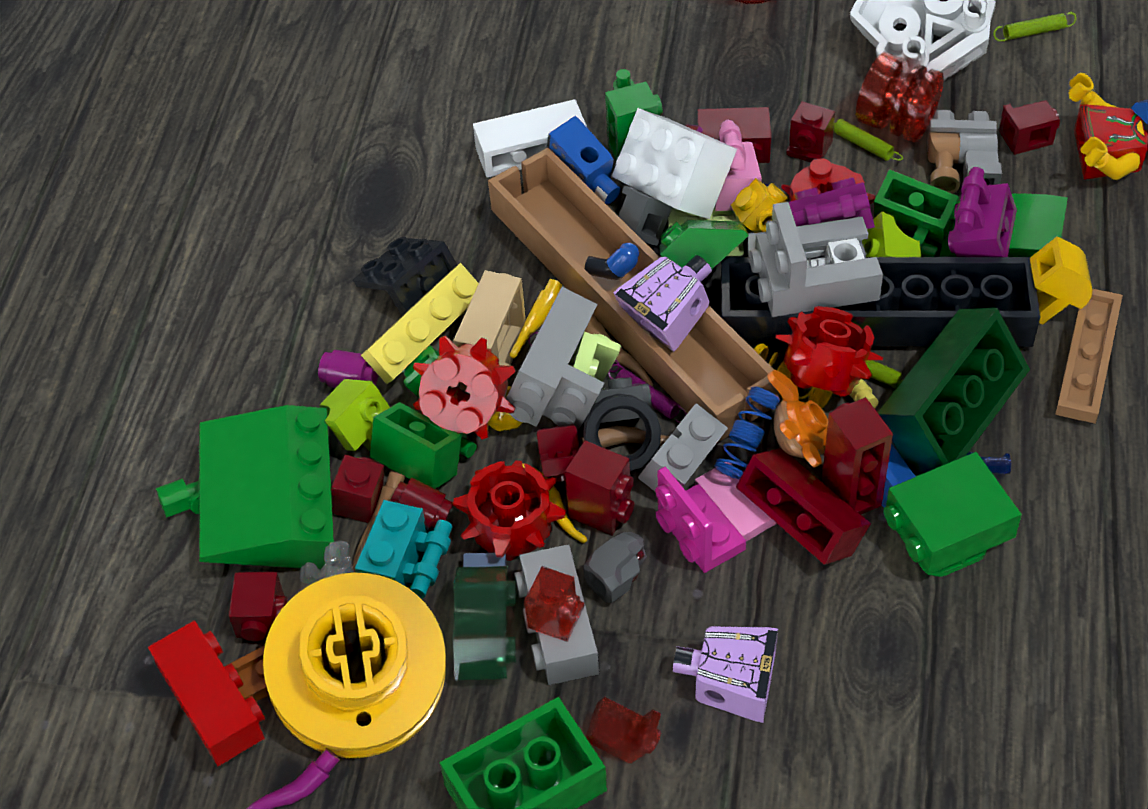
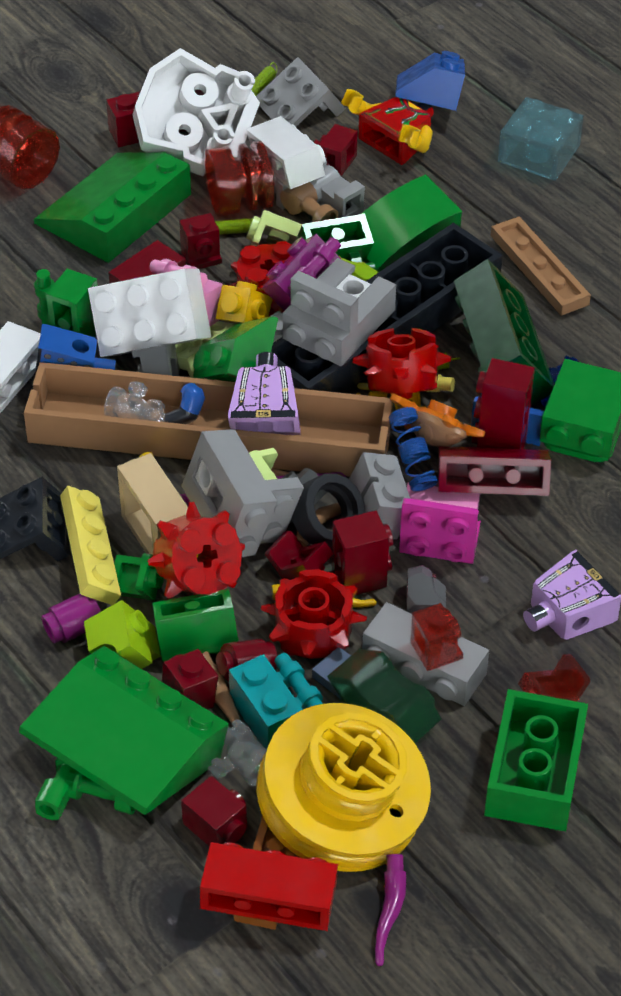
camera: 50 degrees left, 5 degrees down
(571, 229) = (131, 405): none -> clear piece
(791, 59) = (118, 202): none -> green slope
(868, 156) = (275, 226): none -> yellowish green bracket
(962, 98) = (291, 153): none -> white brick
(982, 218) = (395, 219): magenta brick -> none
(1055, 51) = (297, 94): none -> light grey bracket
(1060, 277) = (484, 219): yellow brick -> none

